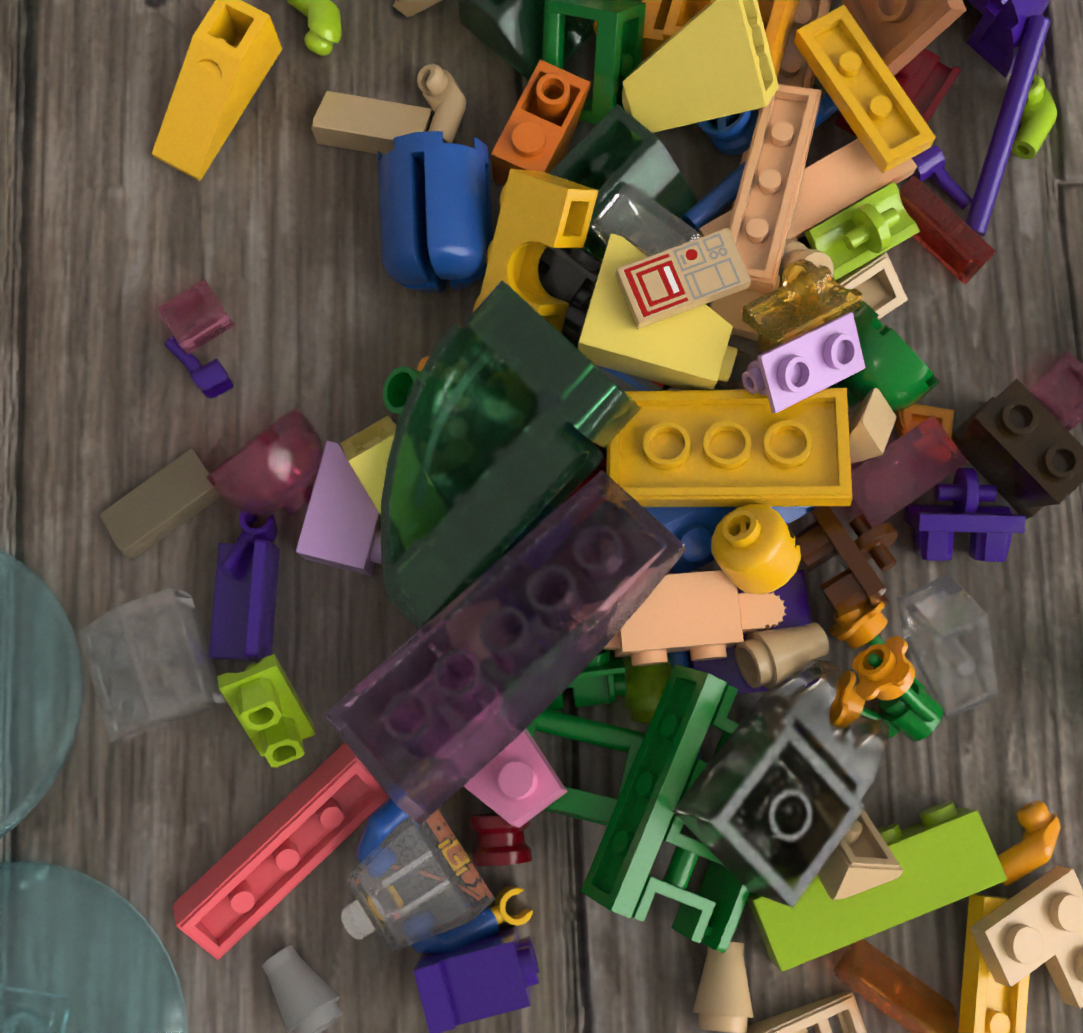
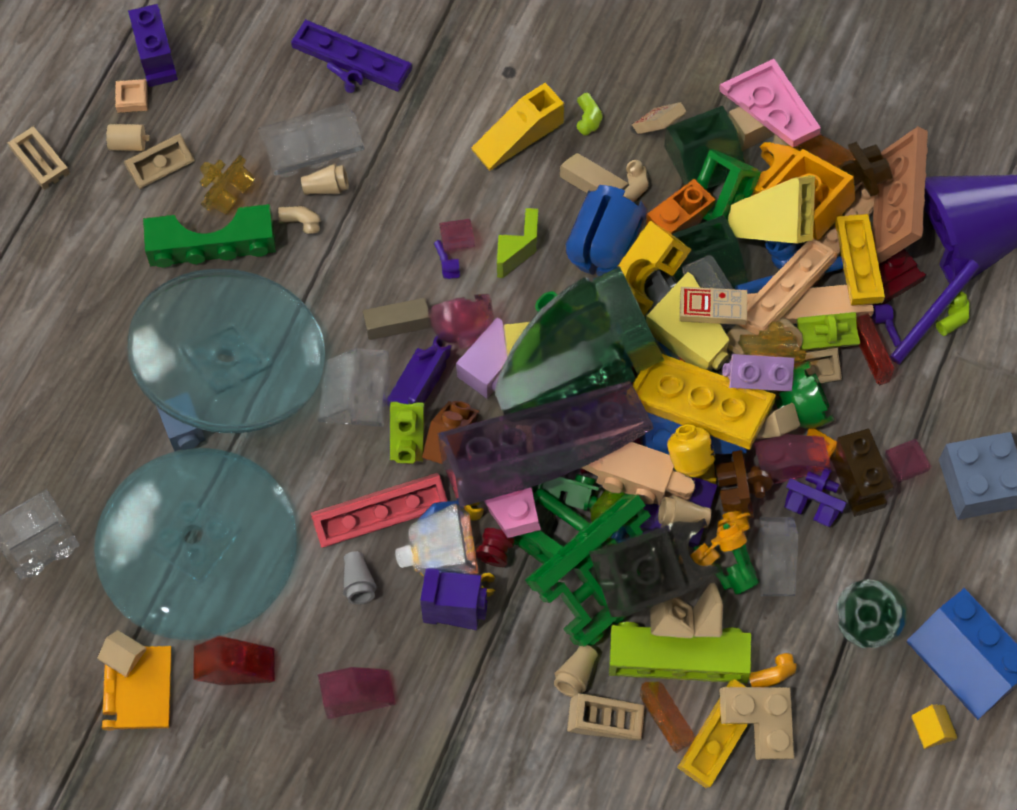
camera: 25 degrees right, 15 degrees down
(302, 304) = (516, 249): none -> lime slope
(335, 661) = (451, 416): none -> dark orange slope
(904, 817) = (708, 613): none -> tan slope

